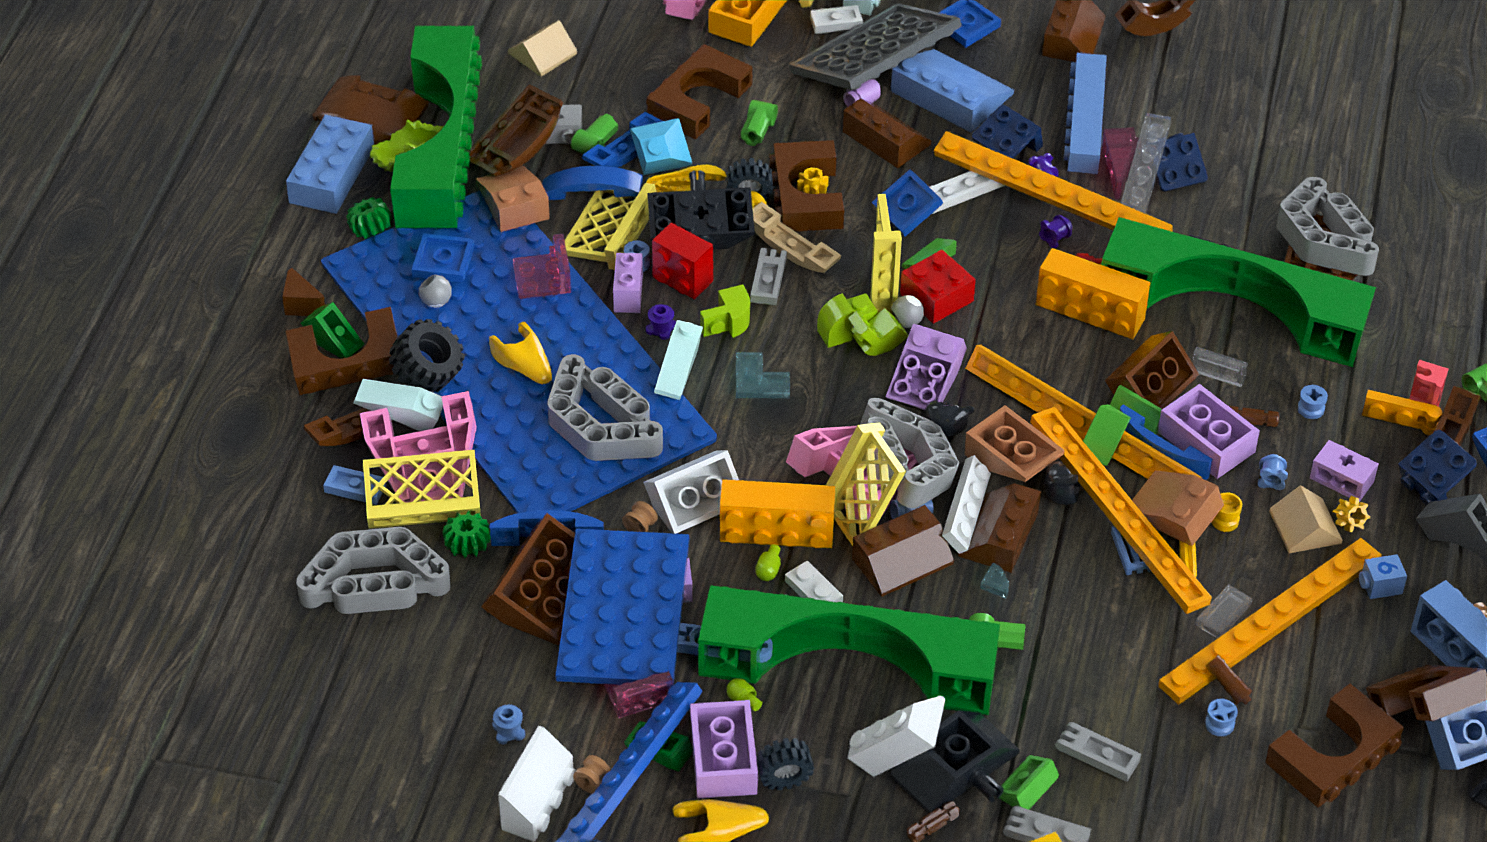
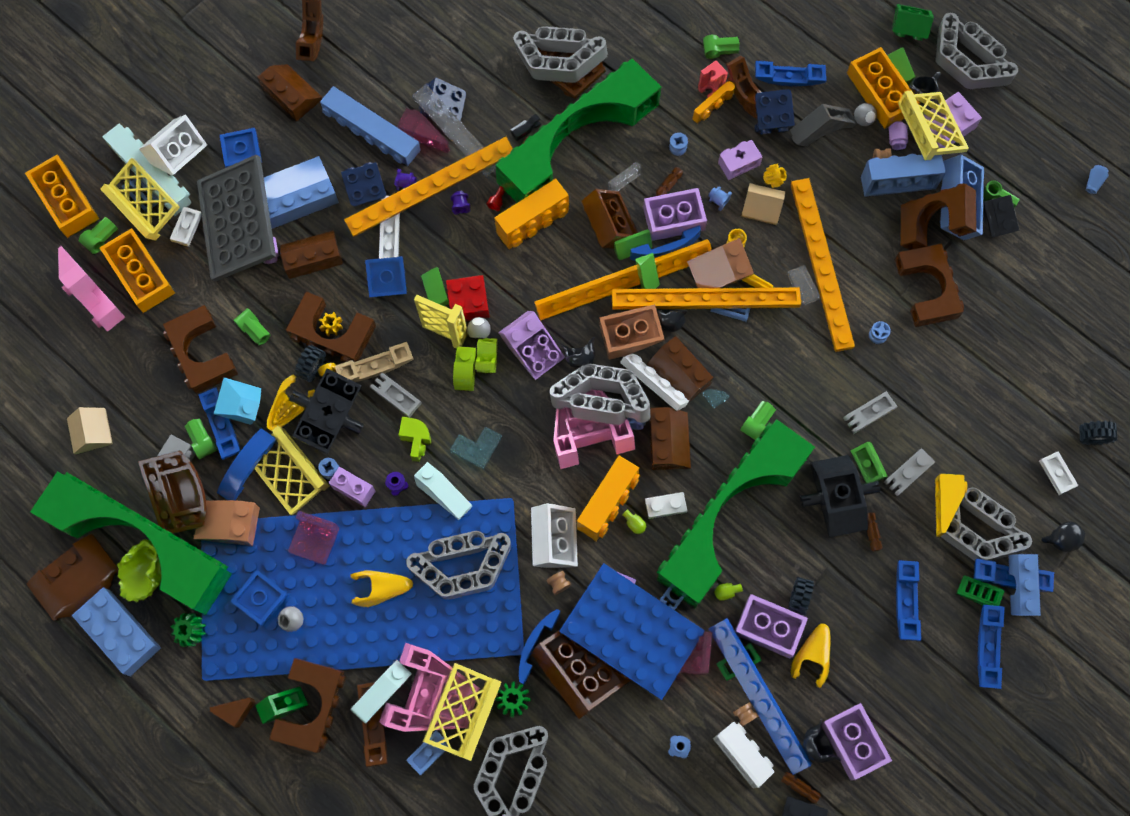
camera: 60 degrees left, 25 degrees up
(435, 342) = (346, 666): black tyre -> none
(682, 260) = (358, 444): red brick -> none
(850, 470) = (614, 437): light yellow fence -> none
(897, 737) = (818, 519): white slope -> none
(1229, 680) = (858, 313): reddish brown piece -> none
(1383, 576) = (826, 187): medium blue brick -> none

